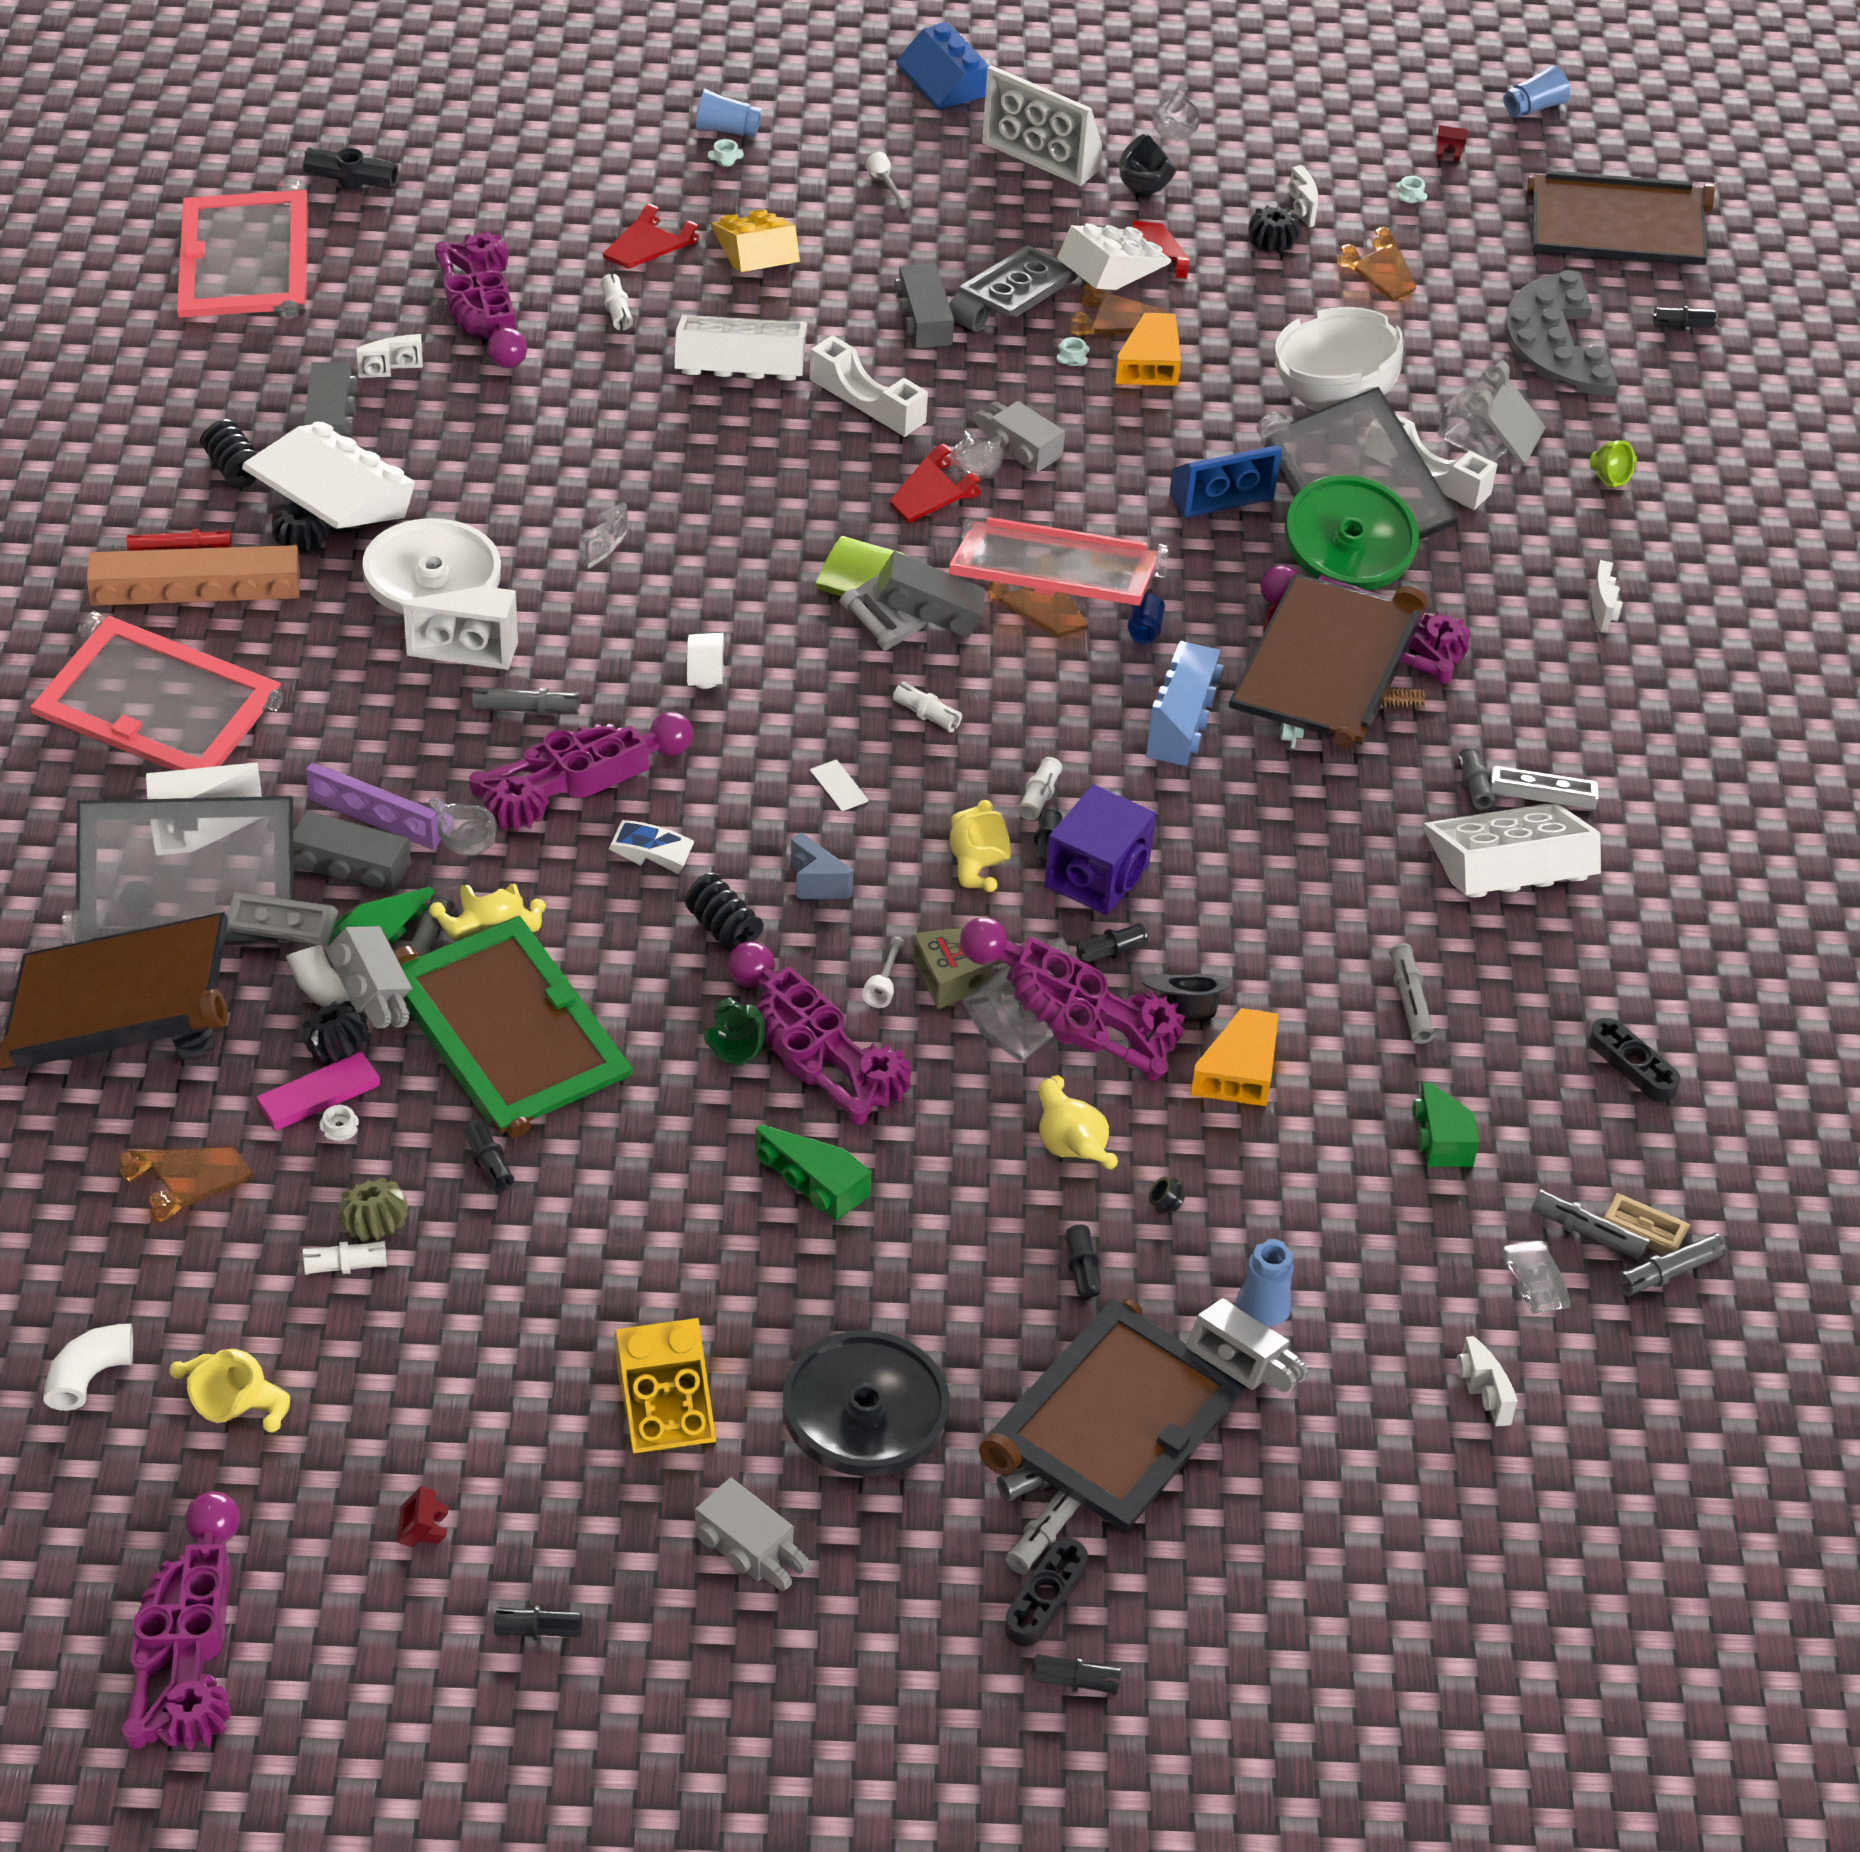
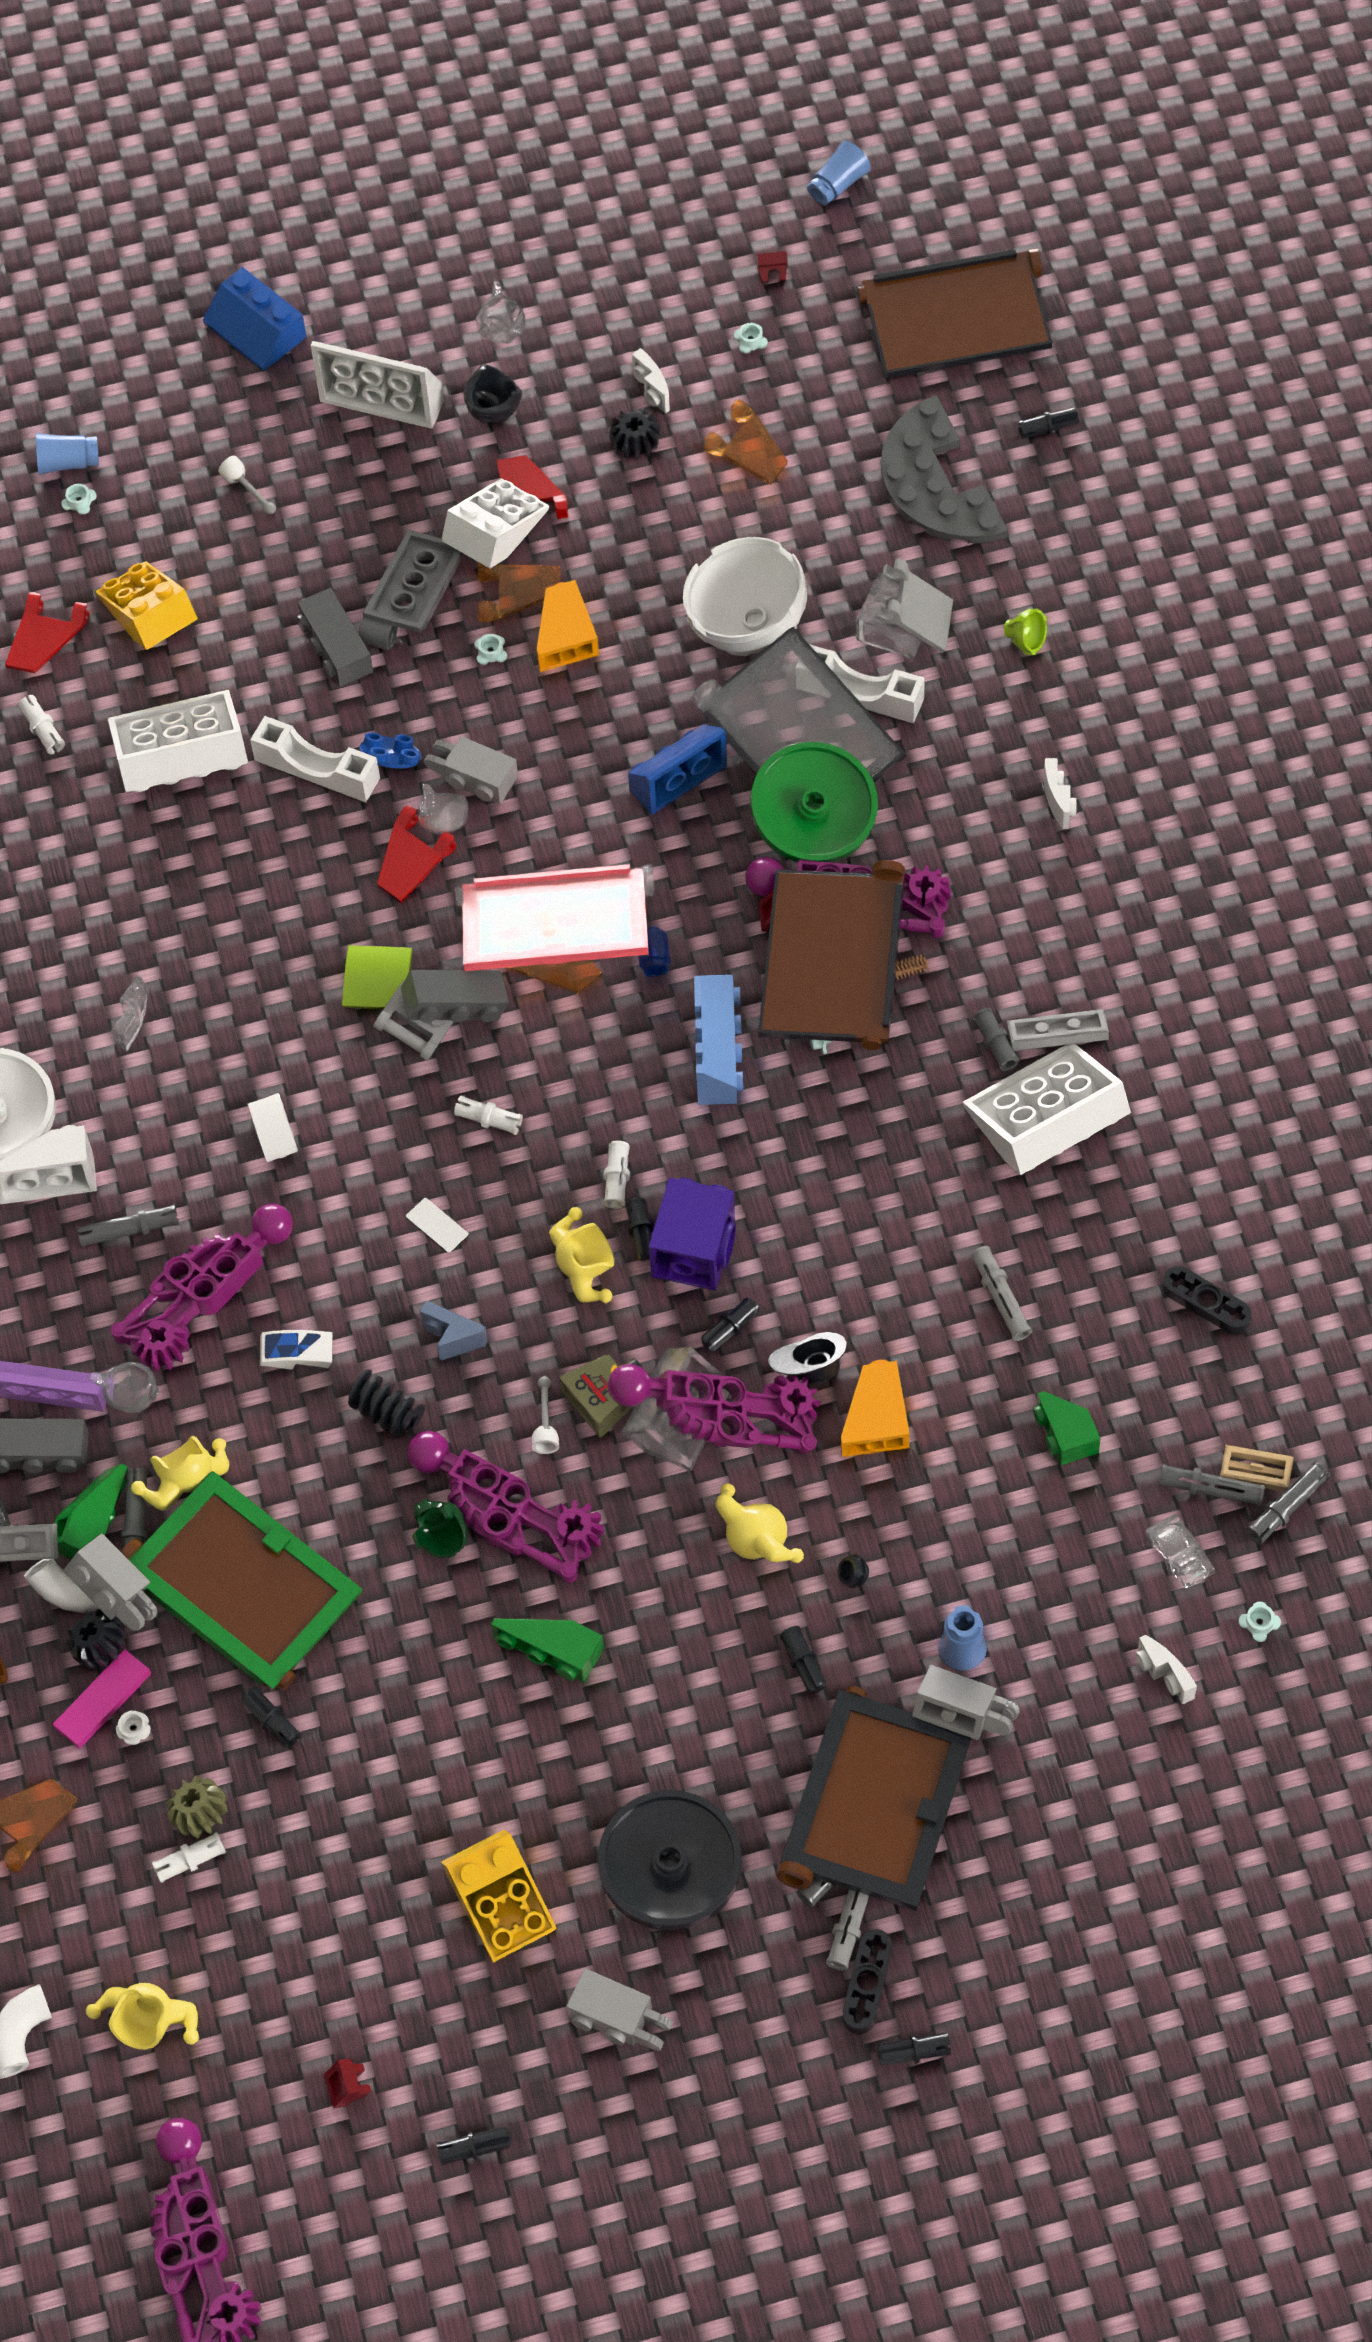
camera: 10 degrees left, 15 degrees up
(952, 405) = (390, 751): none -> blue dish
(1609, 1359) = (1260, 1611): none -> light aqua plate

